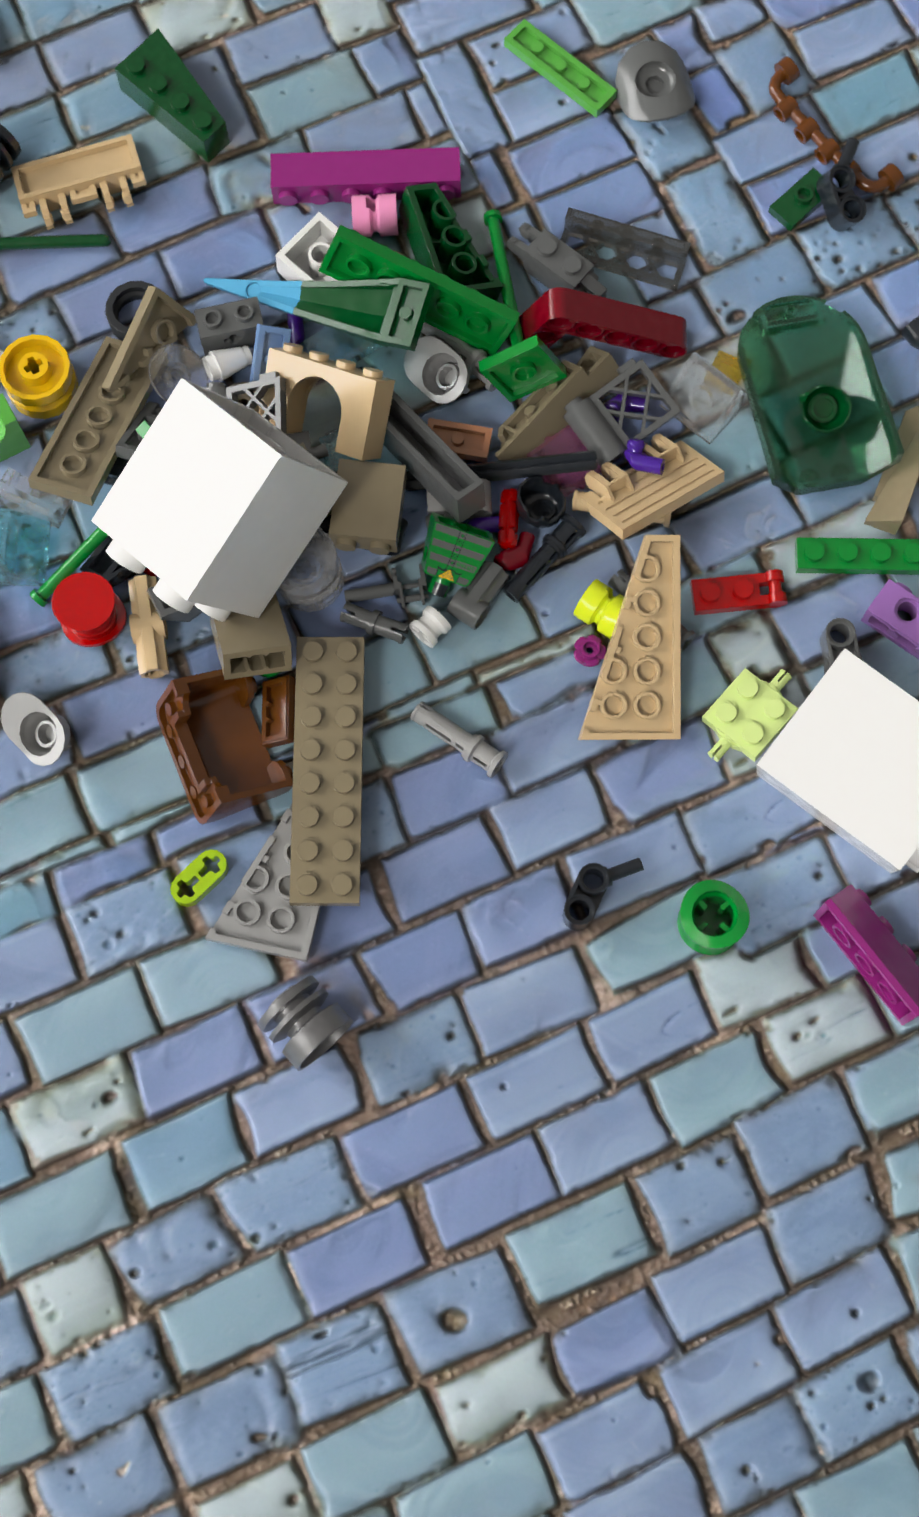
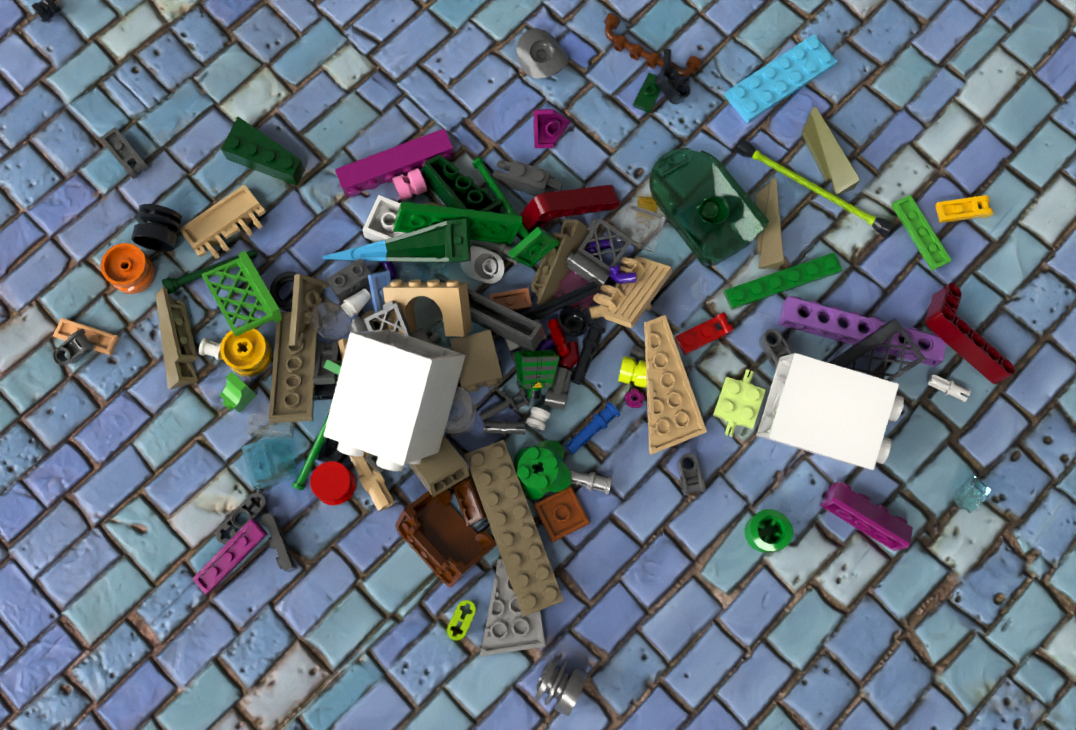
camera: 25 degrees left, 0 degrees up
(35, 728) = (329, 568): light grey piece -> none
(88, 281) = (258, 288): none -> bright green fence
(409, 780) = (561, 514): none -> dark orange tile
(419, 716) = (555, 475): none -> green brick
(521, 665) = (599, 422): none -> blue pin
(560, 68) = (482, 61): bright green plate -> none
(591, 898) = (694, 545): black beam -> none
(623, 195) = (548, 127): none -> magenta slope
(628, 798) = (690, 476): none -> dark grey piece
(632, 242) = (562, 149): clear smoke fence -> none

